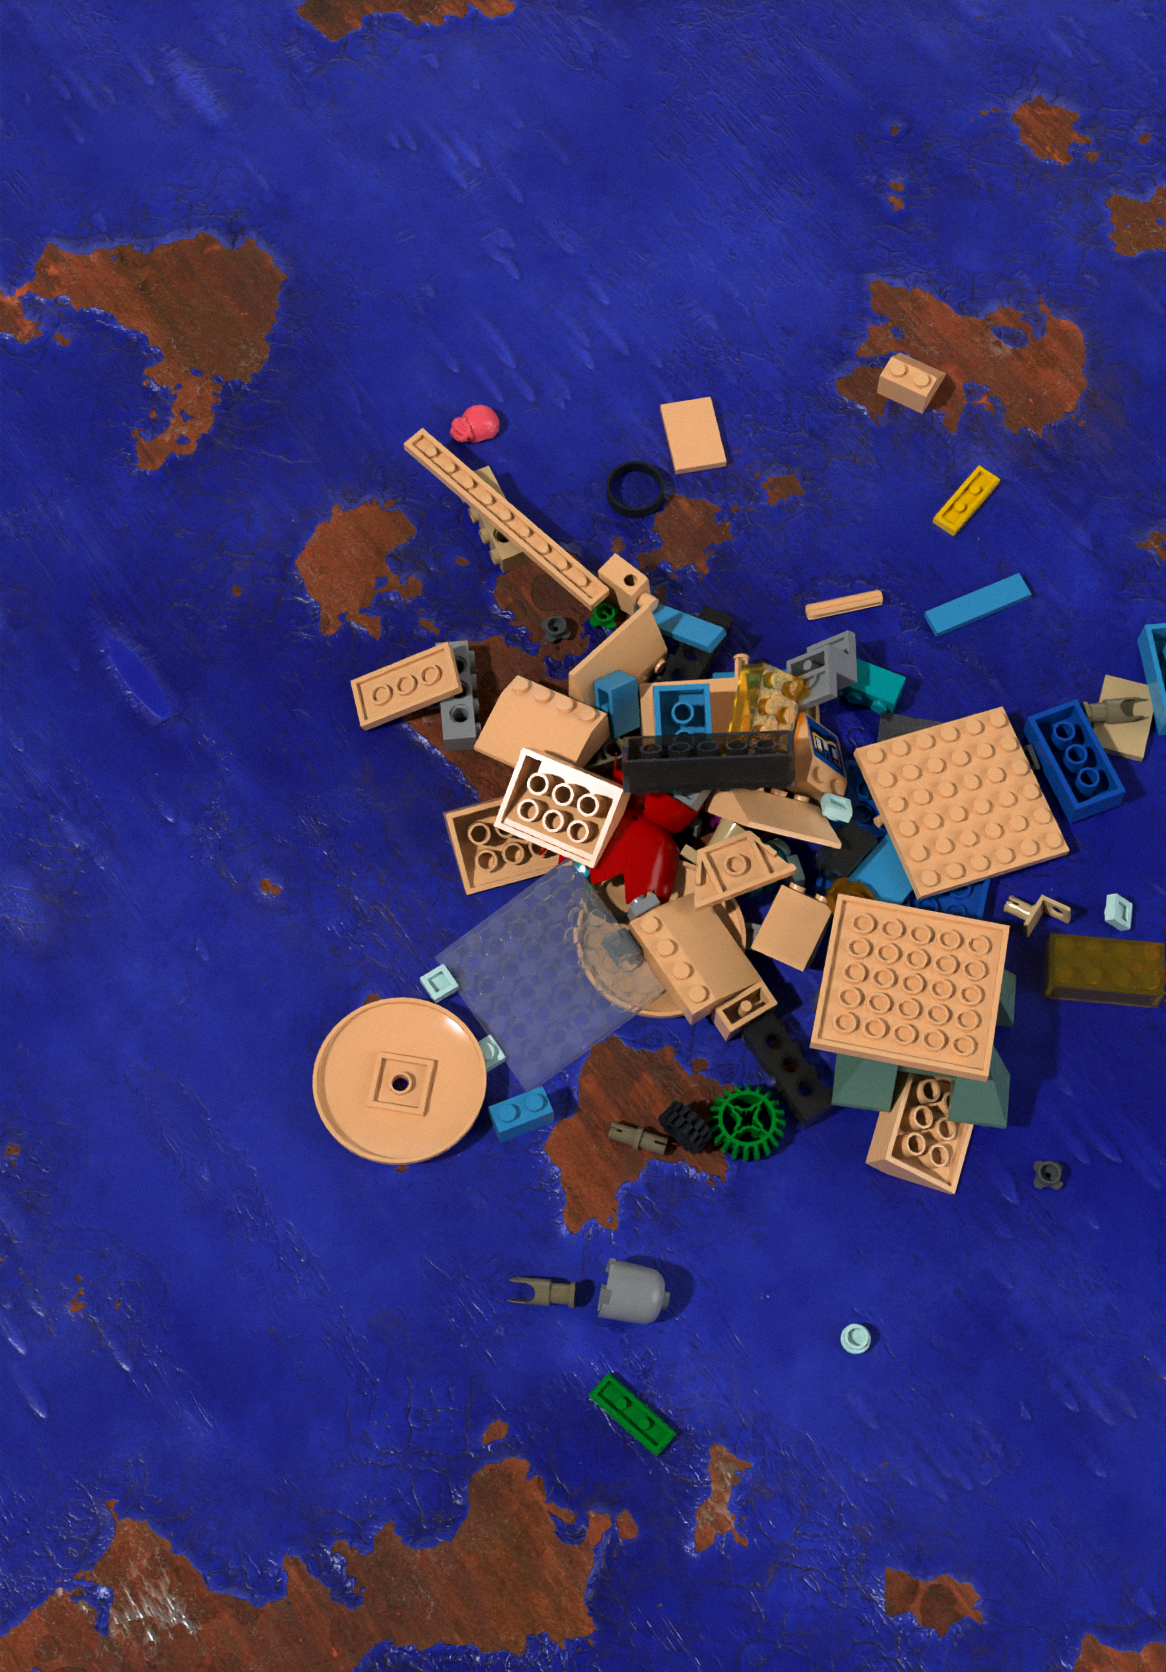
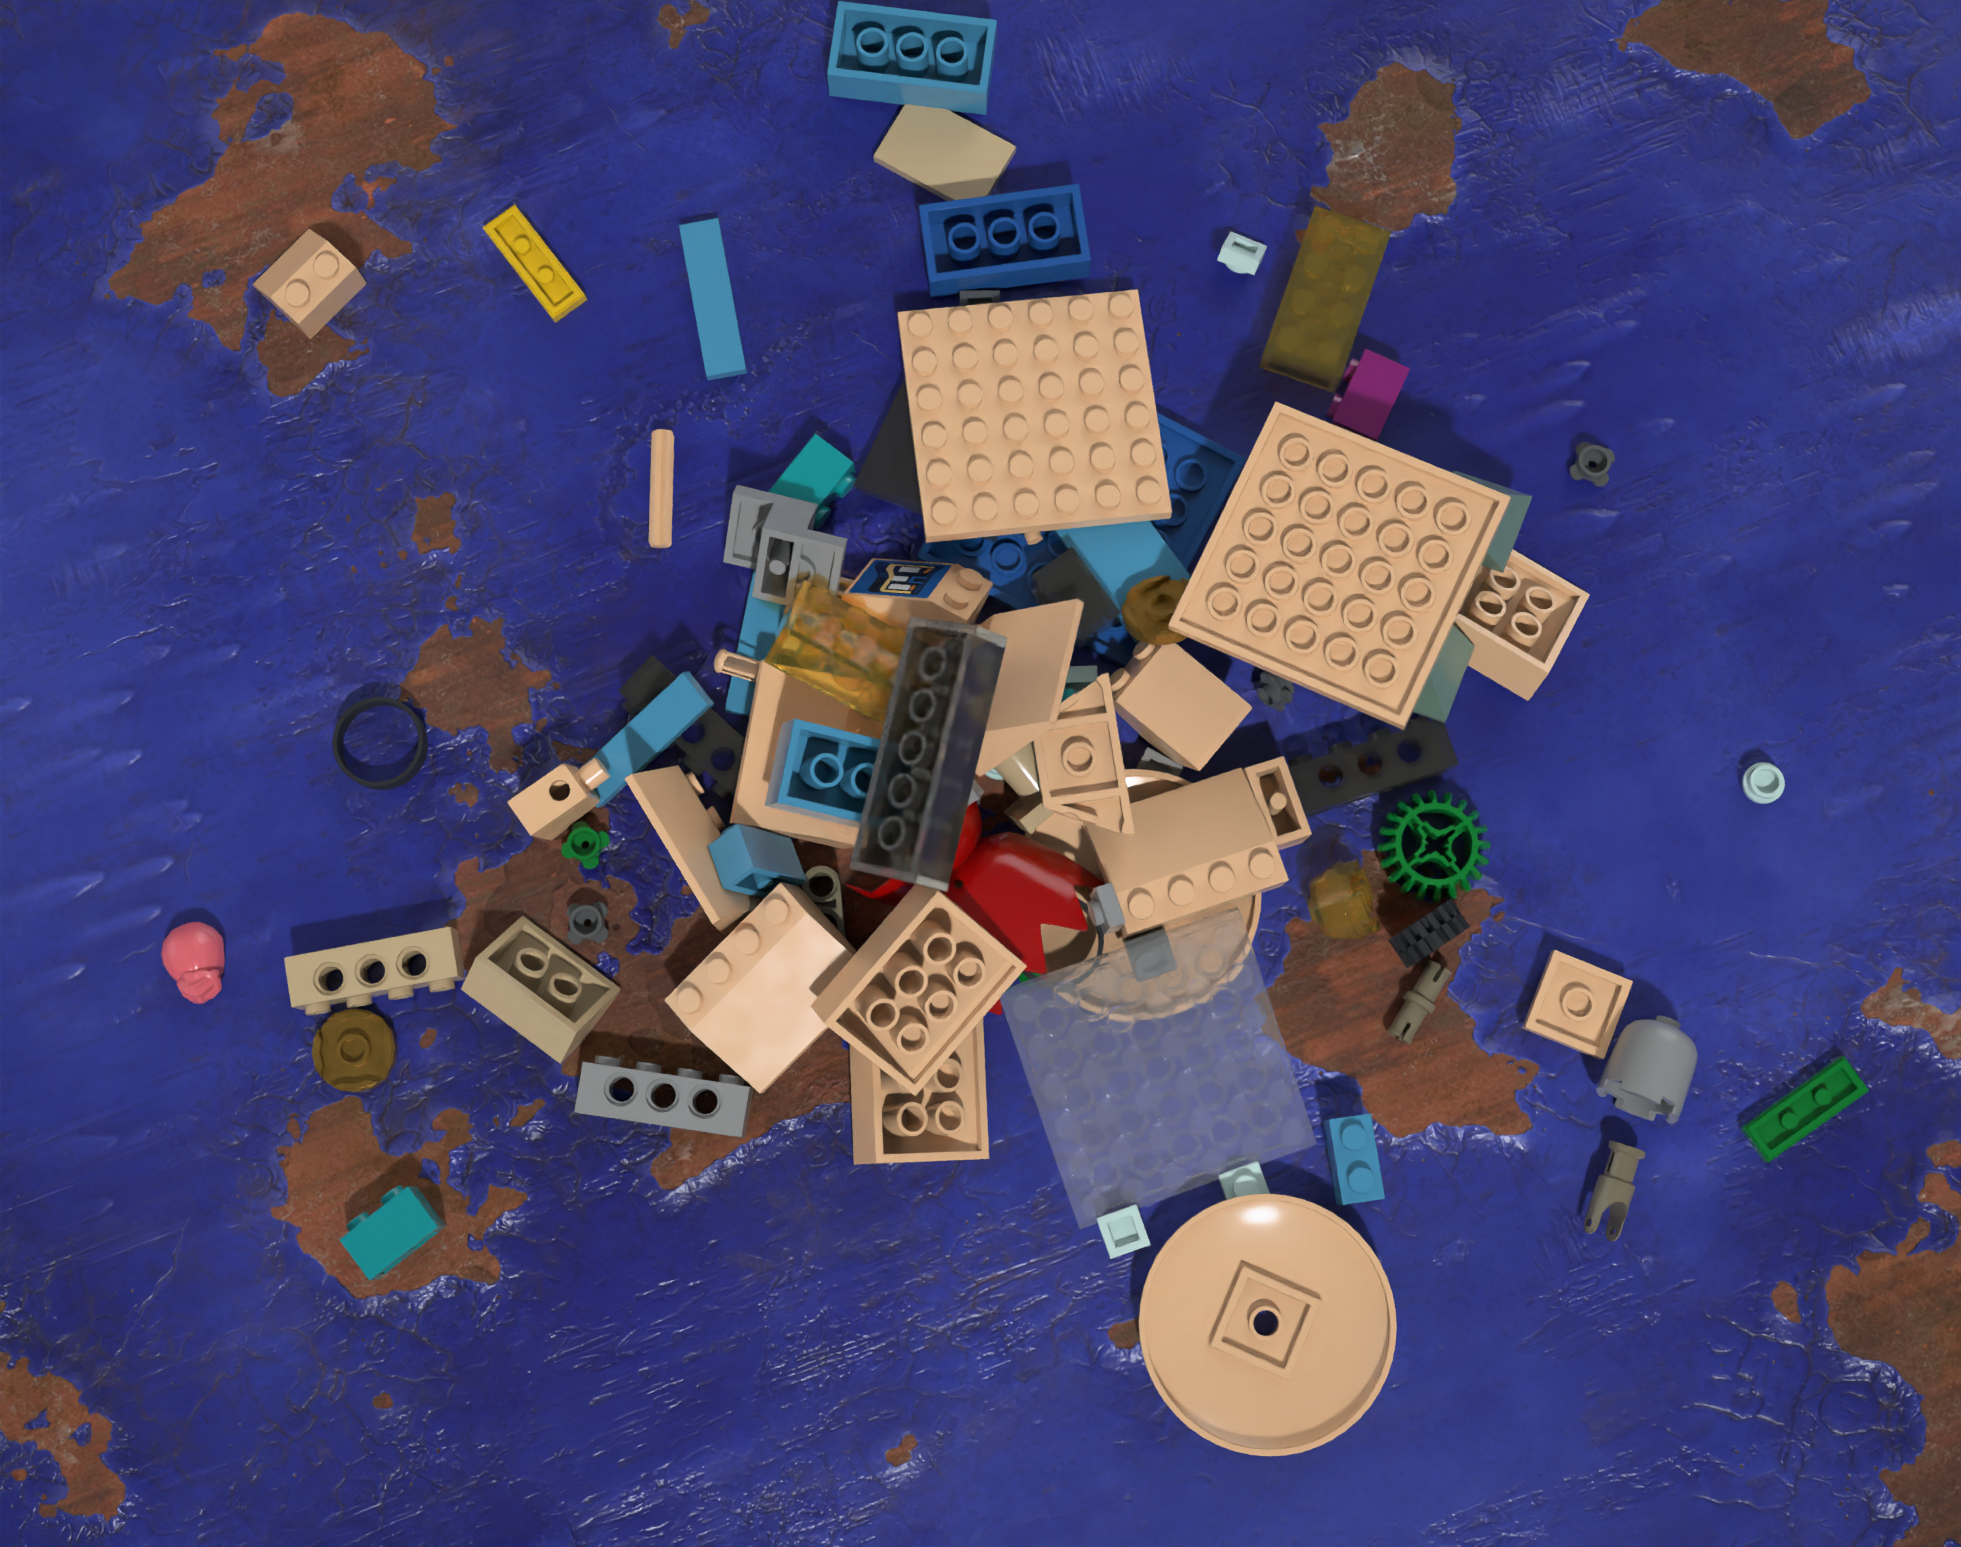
camera: 75 degrees left, 15 degrees up
(338, 566) = (391, 1232): none -> teal brick
(406, 686) = (636, 1173): light nougat plate -> none
(443, 523) = (354, 1050): none -> pearl gold tile
(507, 519) = (389, 955): light nougat plate -> none
(507, 610) = (540, 988): none -> tan slope
(664, 1241) = (1577, 1004): none -> light nougat plate
(692, 1069) = (1343, 902): none -> clear yellow cone
(693, 435) = (308, 631): light nougat tile -> none
(836, 807) = (1007, 590): light aqua plate -> none
(1032, 914) = (1215, 370): tan bracket -> none
(1046, 1011) = (1370, 395): none -> magenta piece
(1109, 710) = (937, 168): dark tan piece -> none

